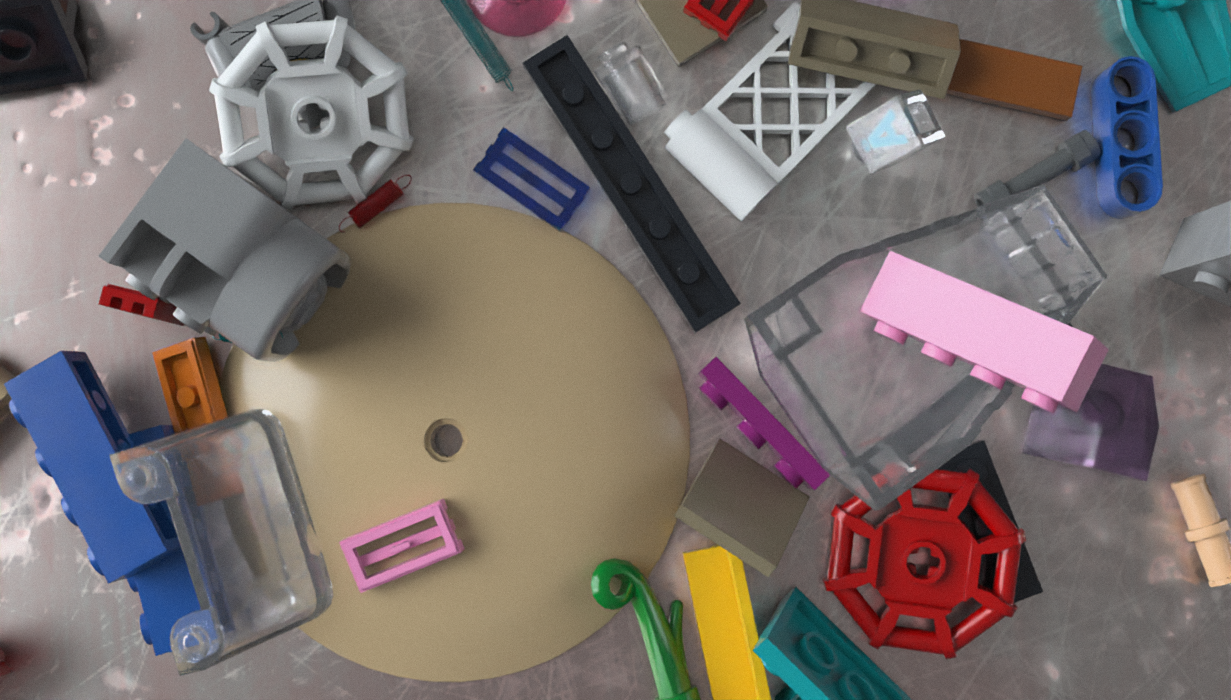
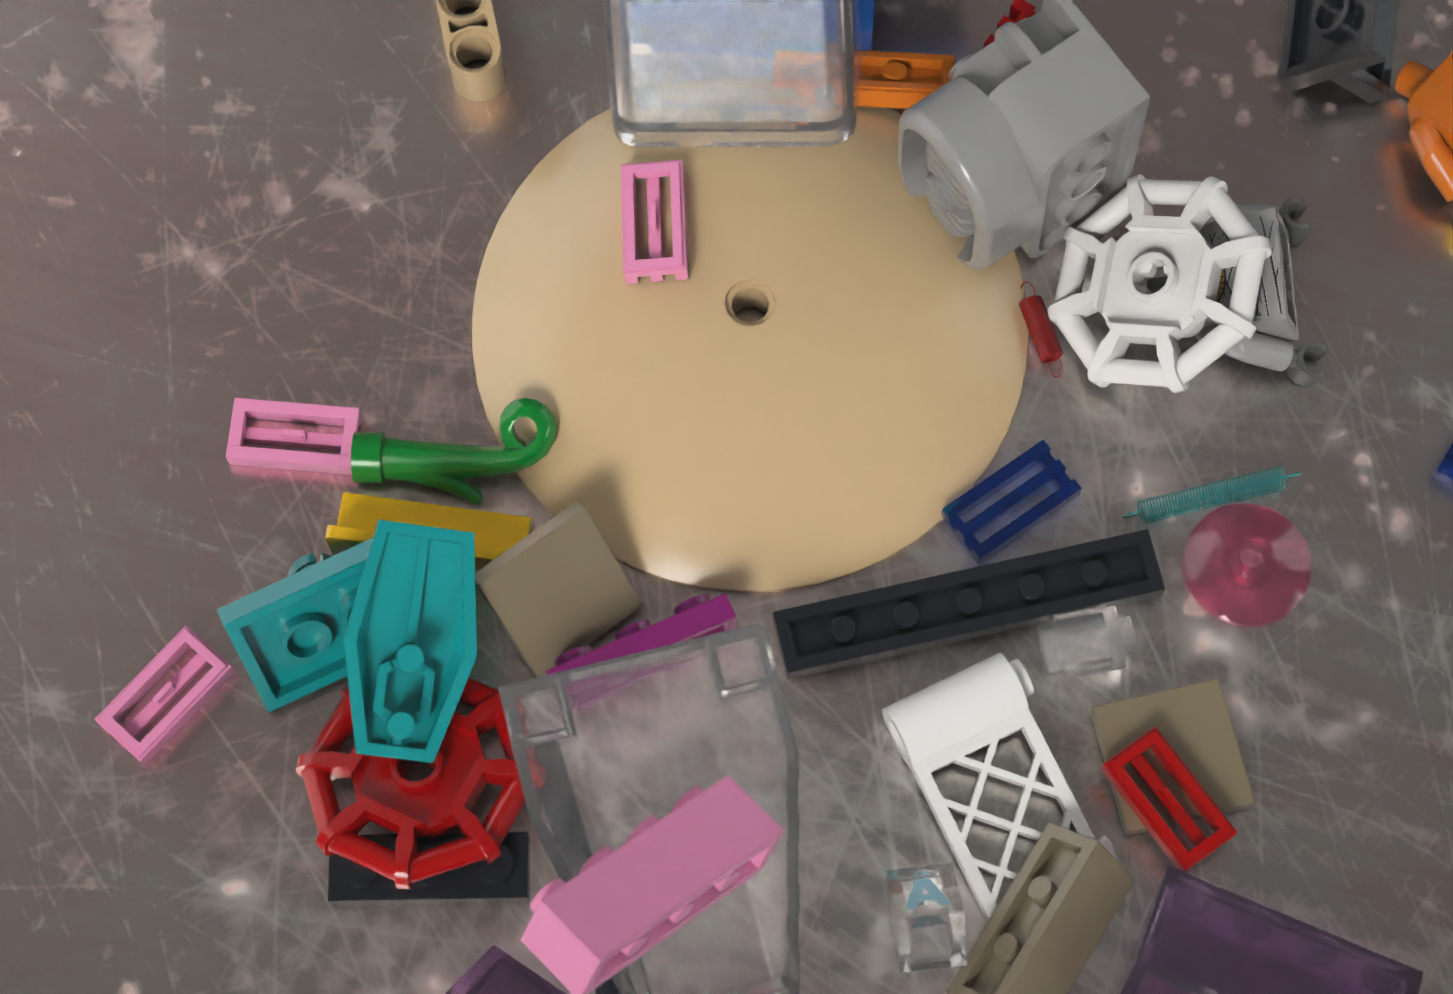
camera: 115 degrees right, 15 degrees down
(840, 603) = (410, 639): none -> teal piece

